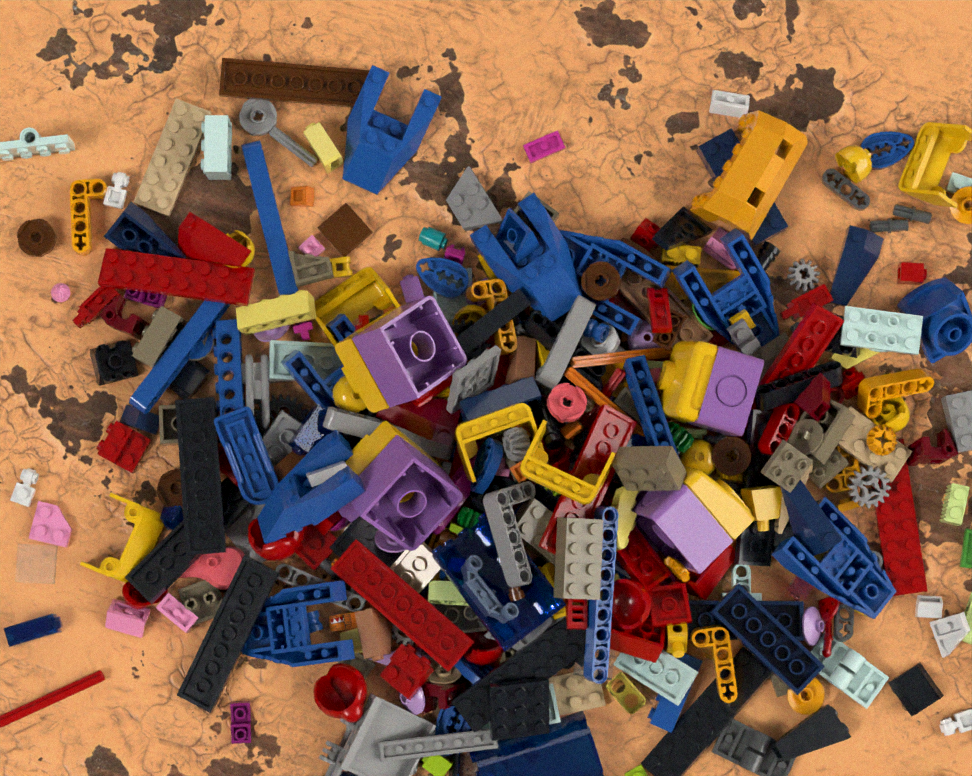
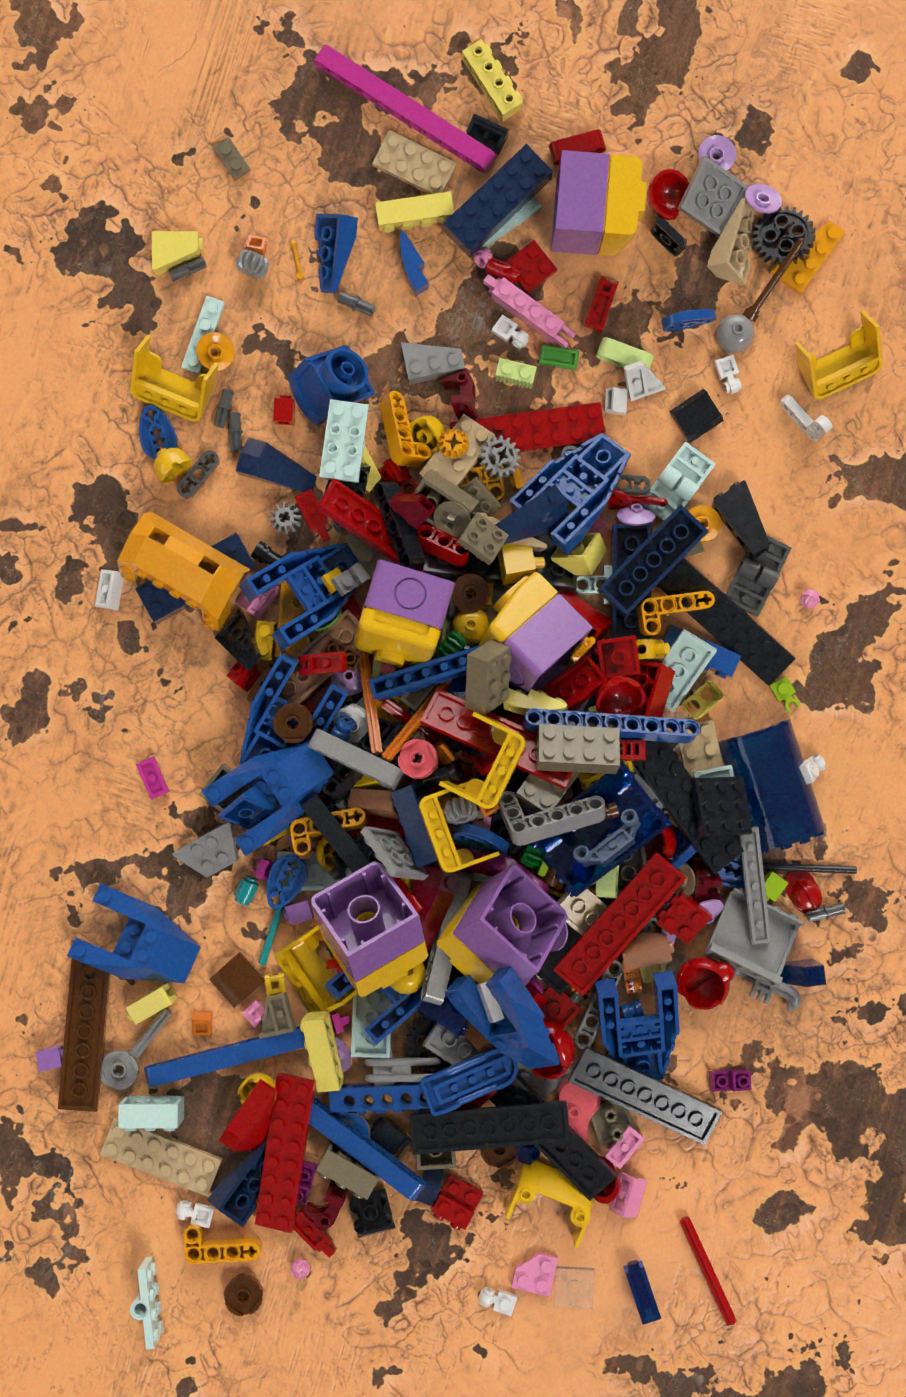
camera: 90 degrees left, 5 degrees up
(270, 49) = (49, 1057): none -> medium lavender brick
(389, 263) = (271, 934): none -> teal bar
(769, 572) = (583, 557): none -> light yellow slope

